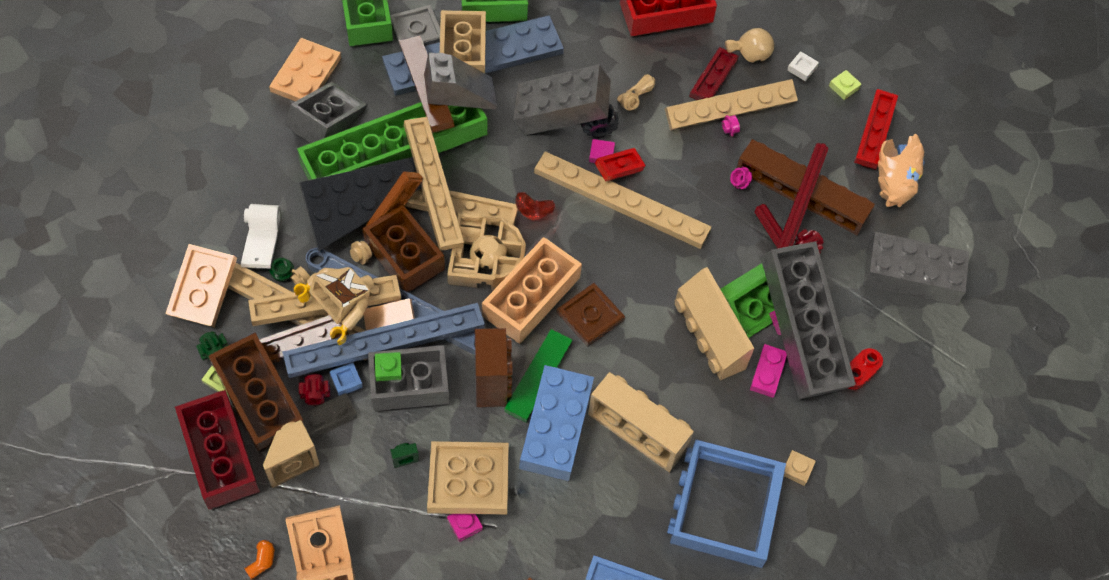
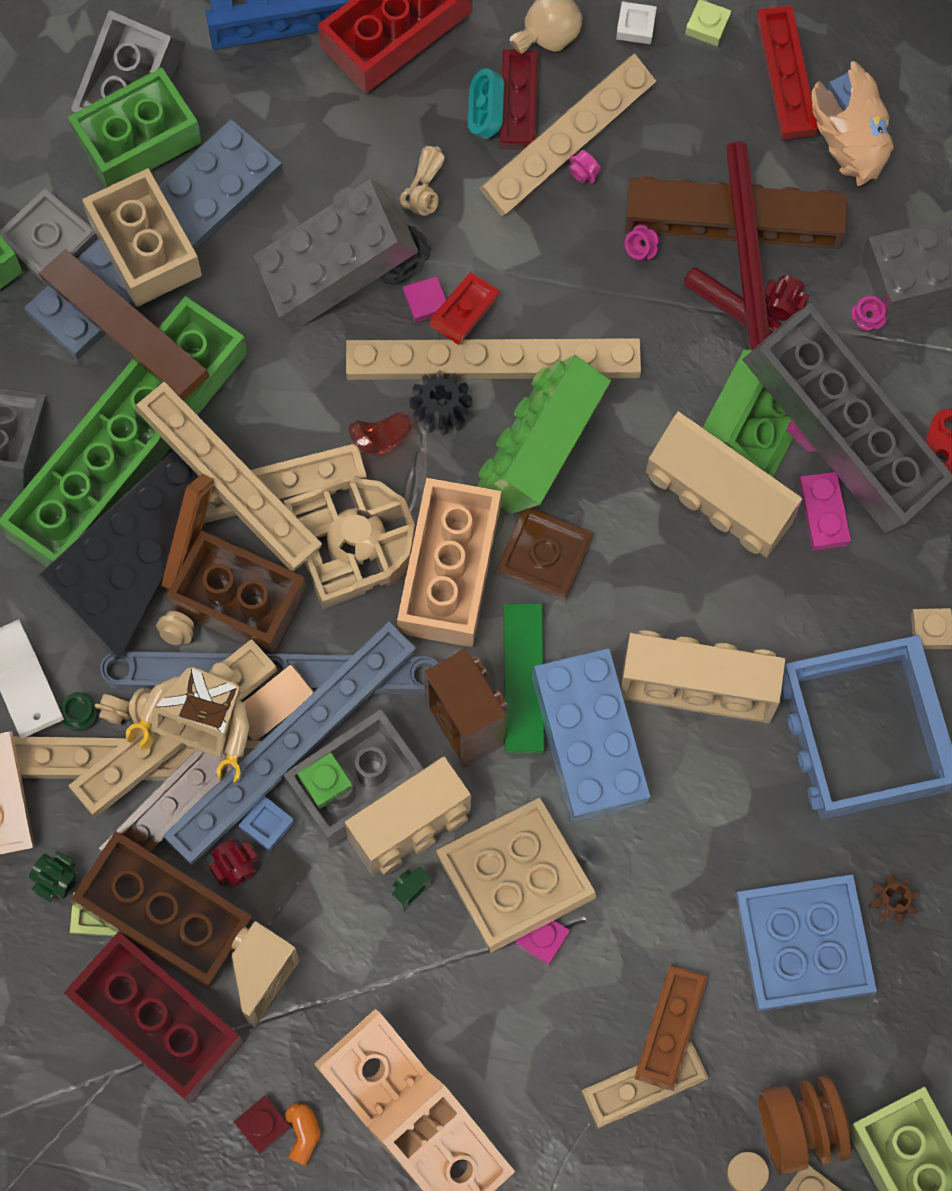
camera: 25 degrees left, 10 degrees up
(241, 543) = (262, 1125): none -> dark red plate
(425, 413) = (409, 818): none -> tan brick
(457, 83) = (175, 306): flat silver slope -> none
(578, 206) = (454, 397): none -> black gear
(624, 244) = (543, 433): none -> bright green brick
(693, 69) = (485, 103): none -> teal plate
(859, 272) = (873, 305): none -> dark pink plate

